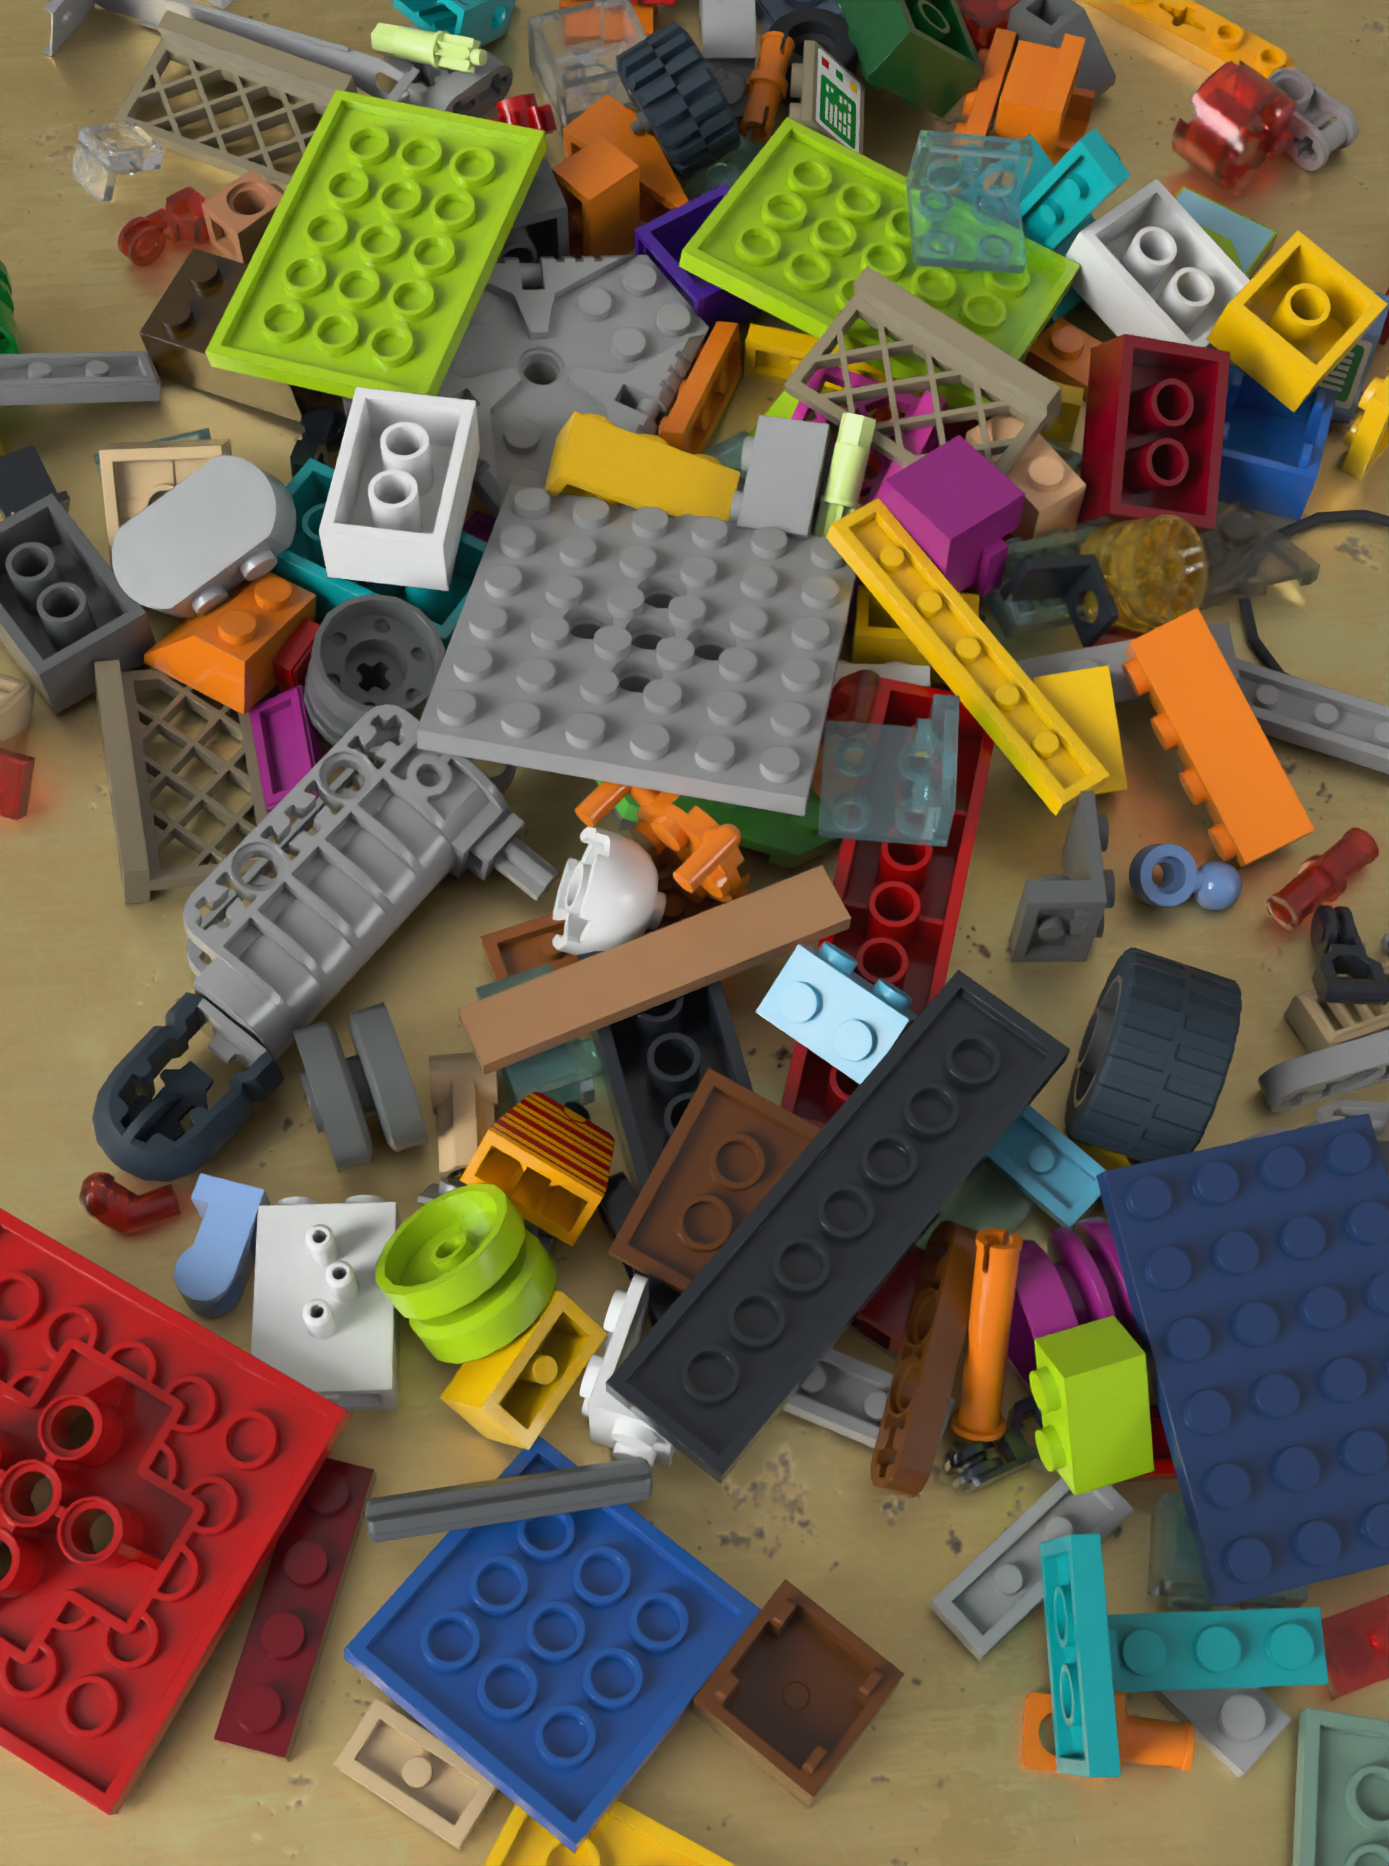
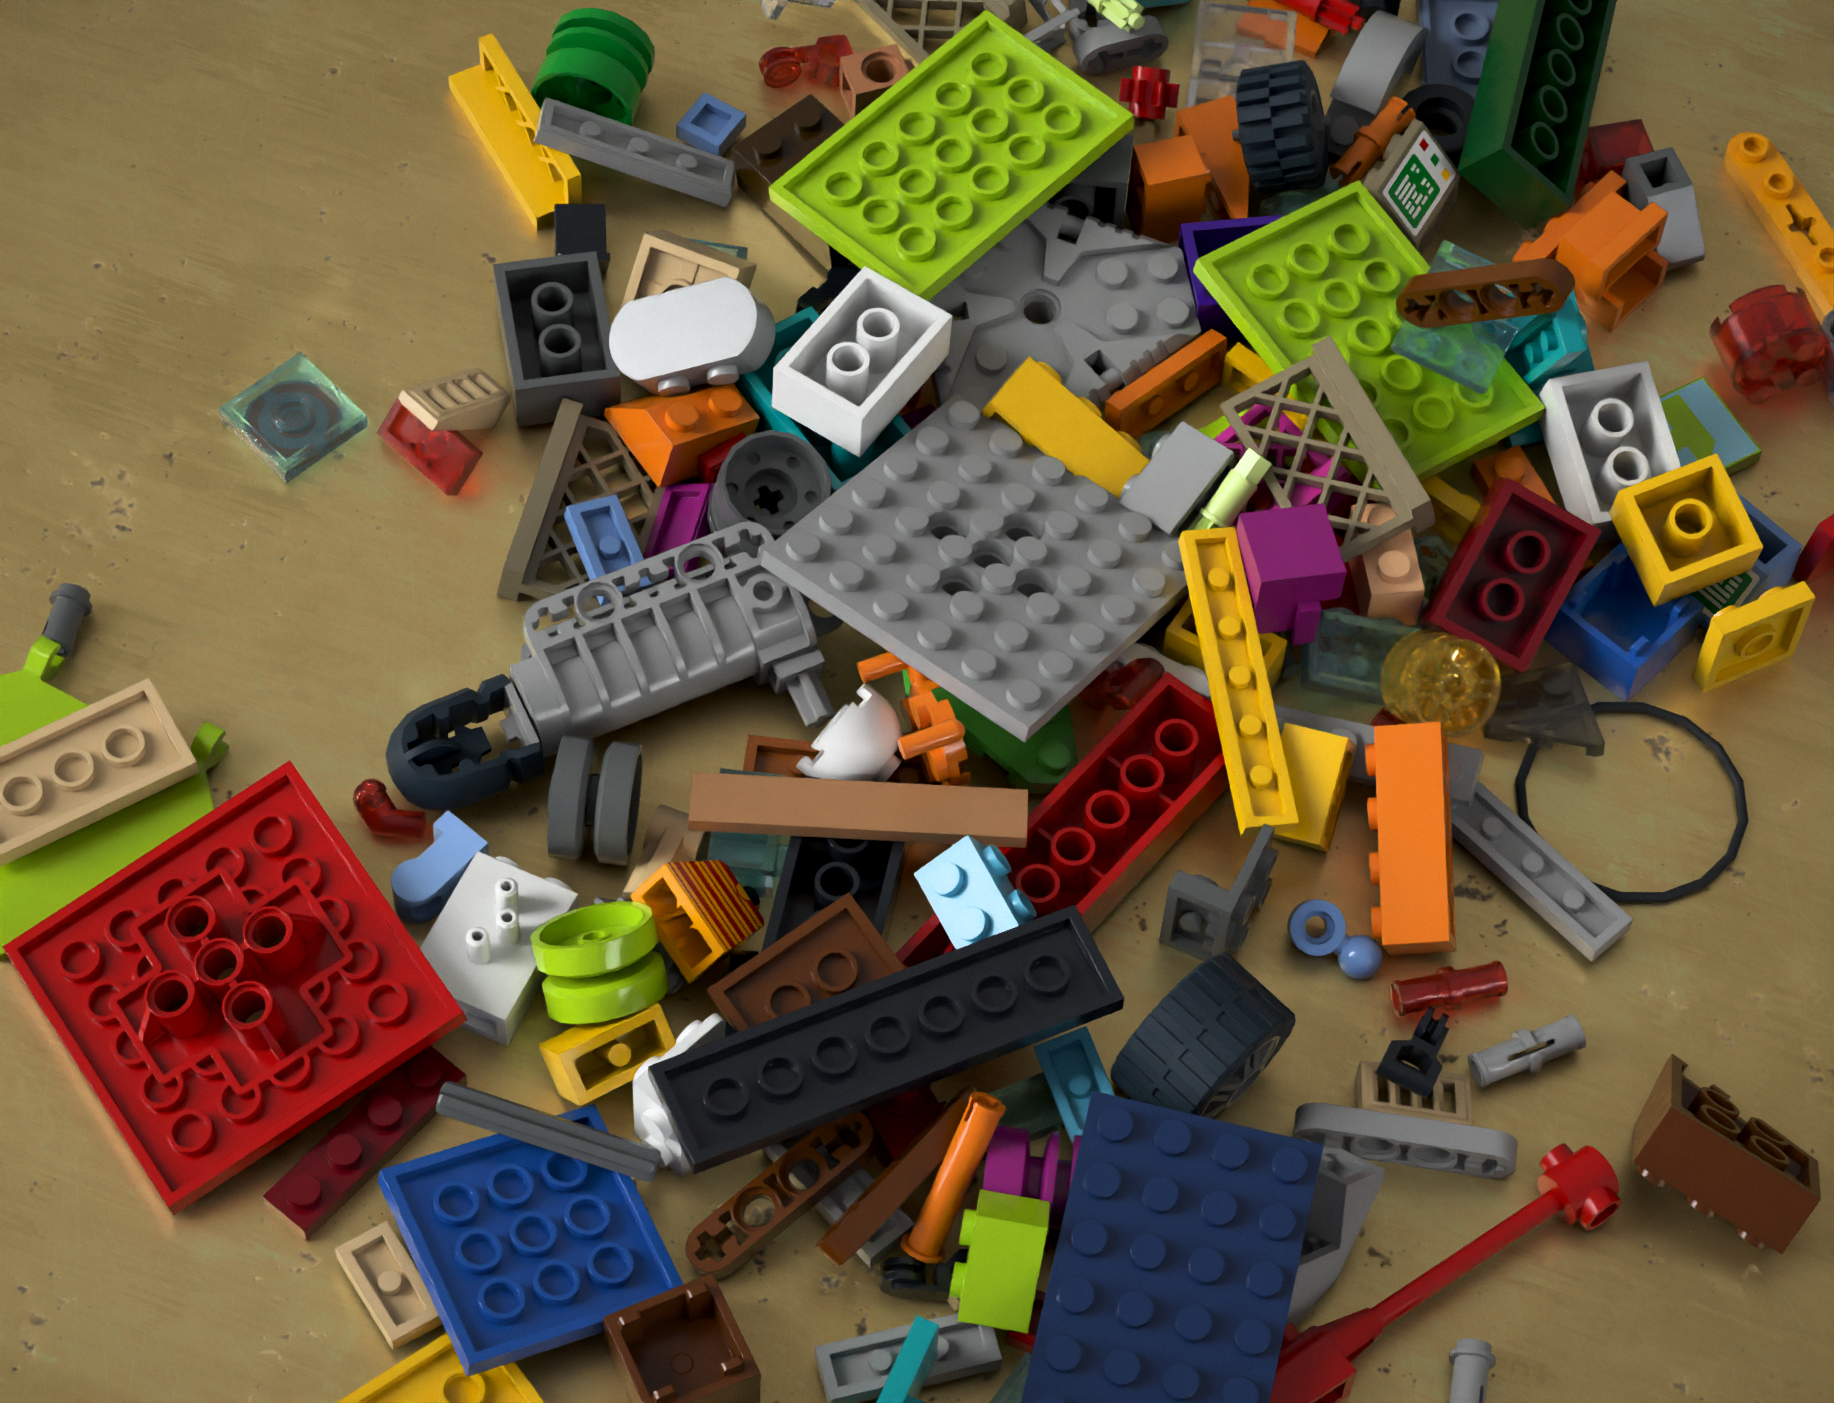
camera: 25 degrees right, 5 degrees down
(101, 324) = (711, 125): none -> medium blue plate
(217, 796) = (604, 539): none -> medium blue plate
(810, 1444) = (788, 1201): none -> reddish brown beam
(891, 778) = (1120, 748): clear light blue bracket -> none
(1006, 168) = (1537, 284): none -> reddish brown beam
(1070, 579) = (1364, 656): black bracket -> none

